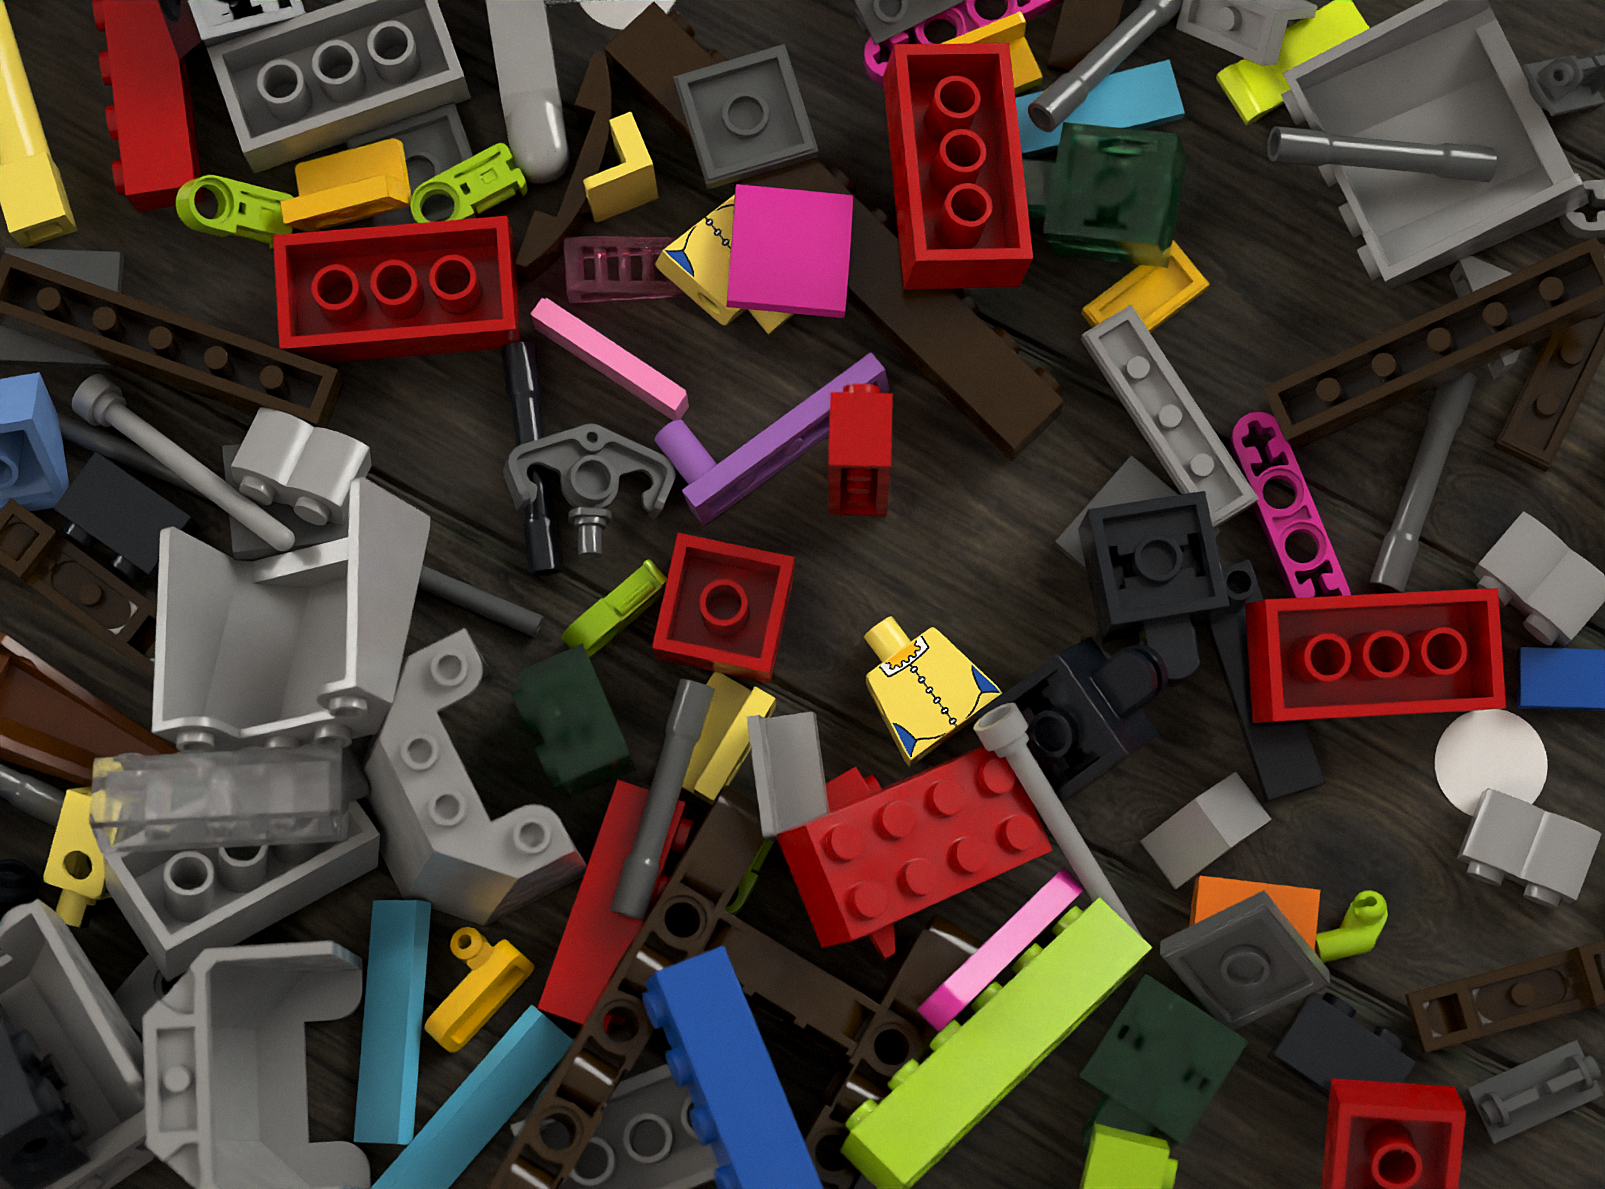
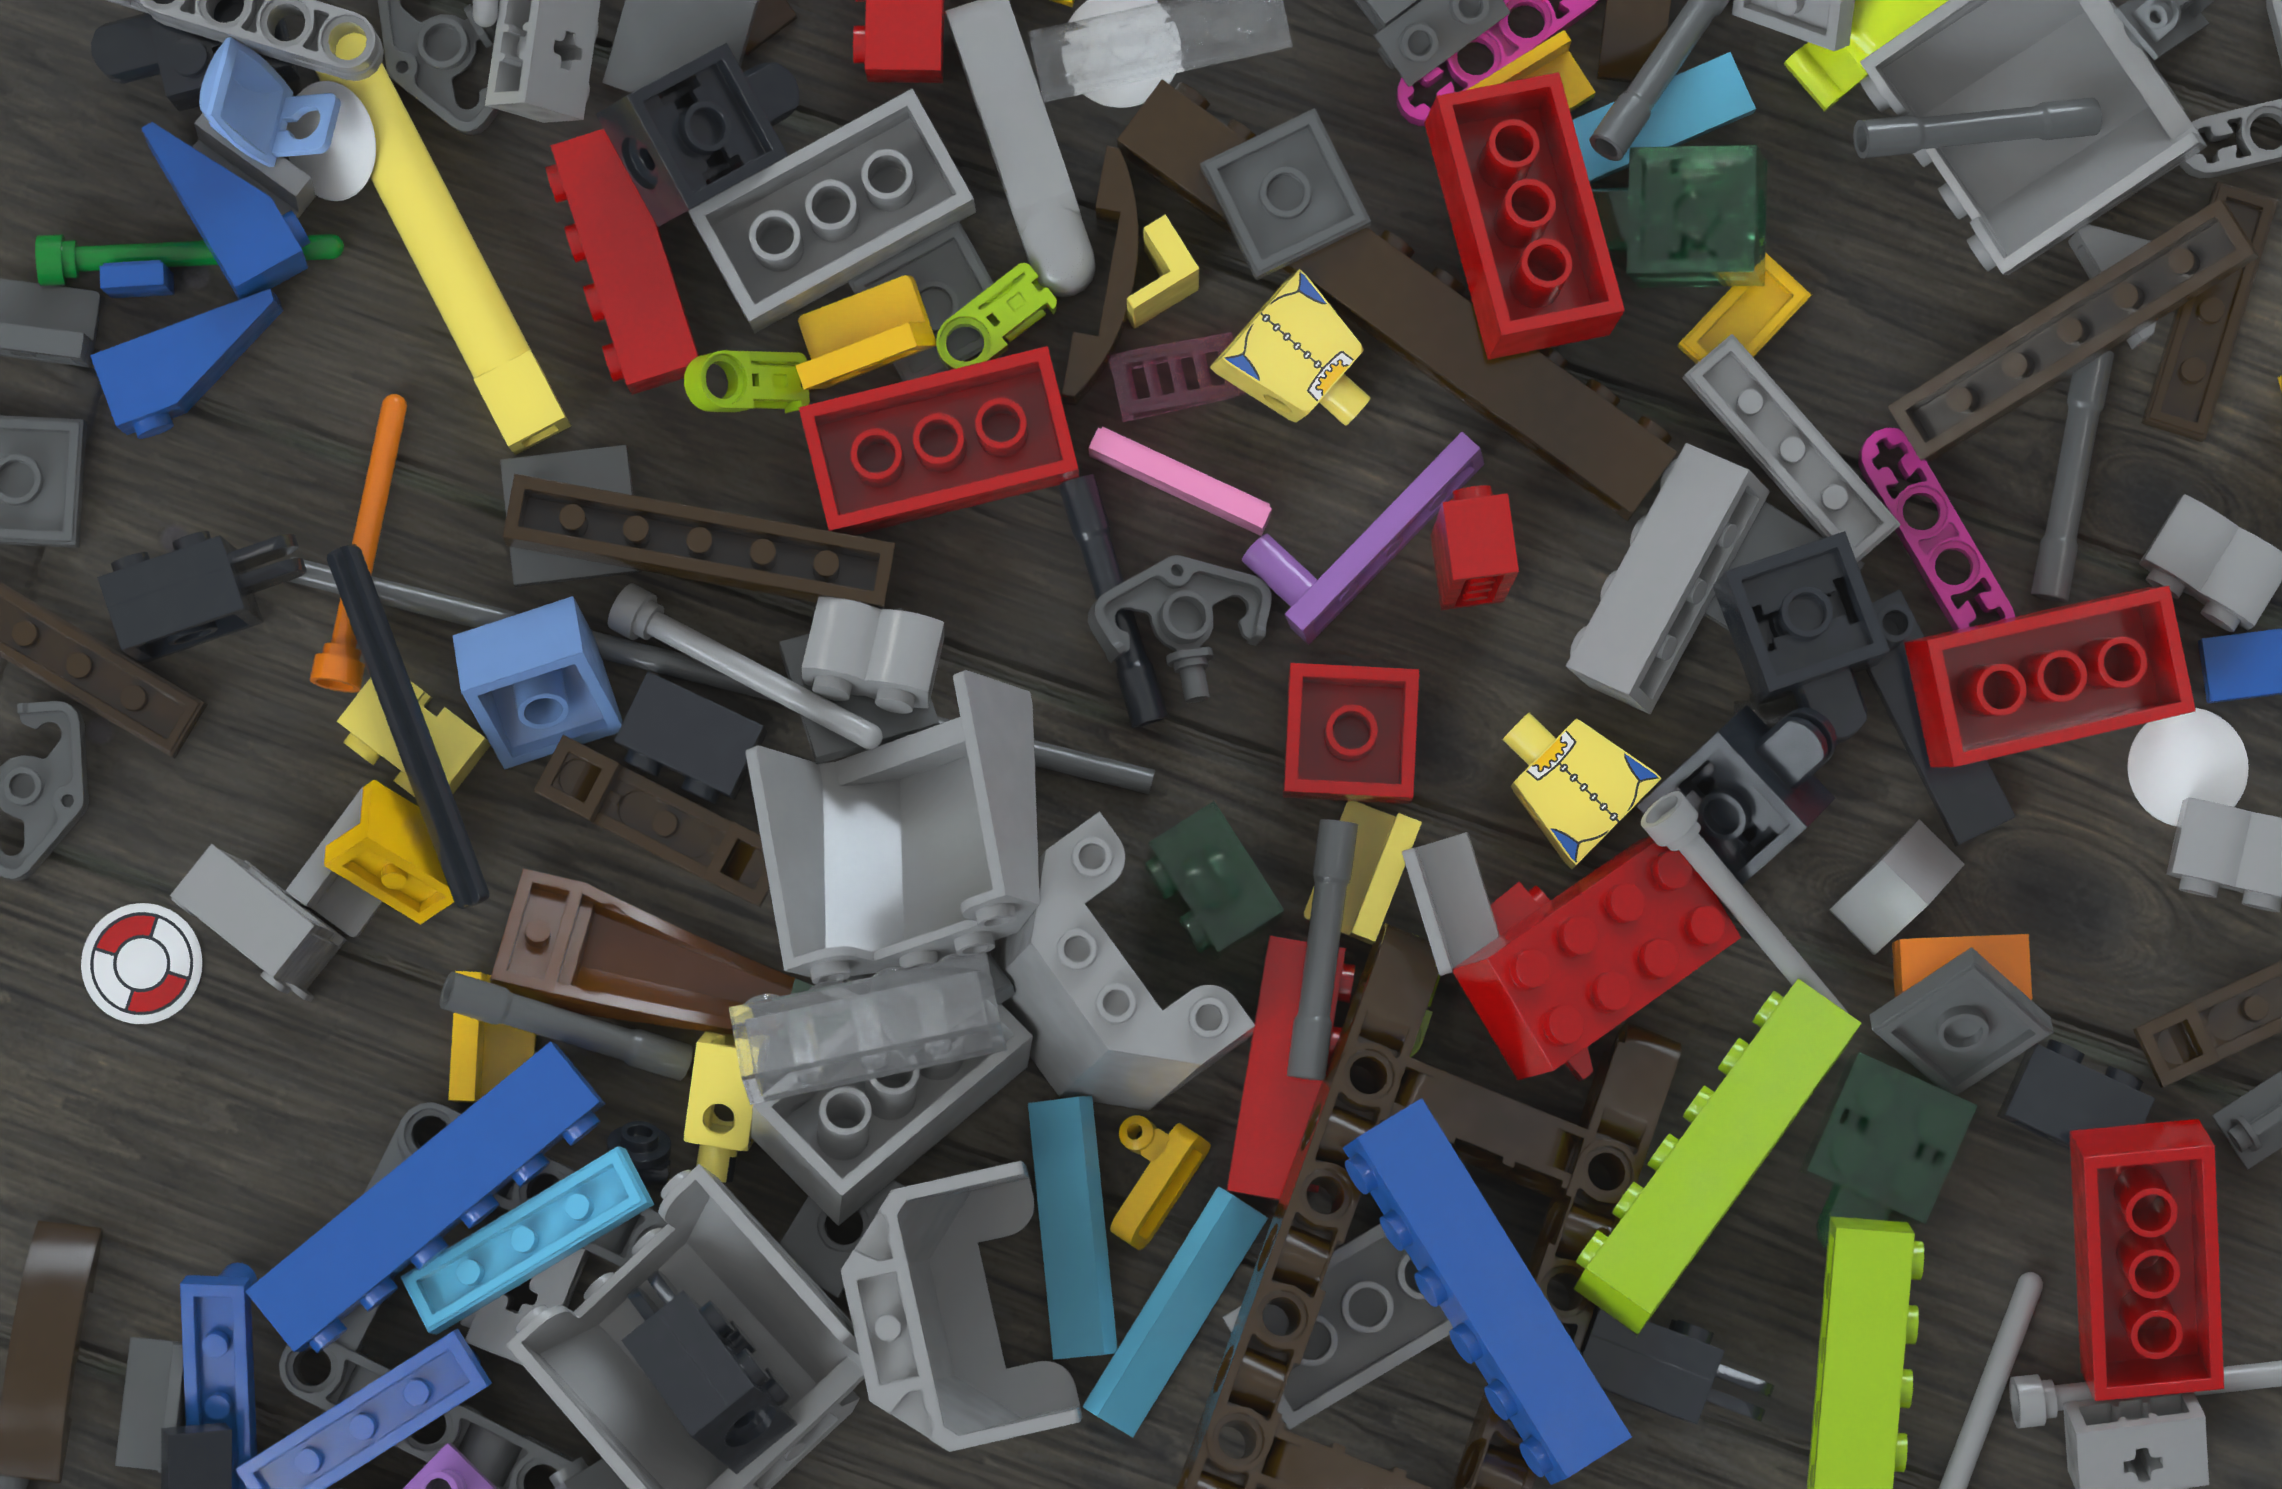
camera: 10 degrees left, 5 degrees up
(617, 609) = (1233, 752): lime piece -> none
(790, 251) = (1359, 337): dark pink slope -> none
(1000, 949) = (1704, 1050): beam -> none
(1037, 514) = (1667, 577): none -> light grey brick
(1357, 931) = (2073, 967): lime arm -> none

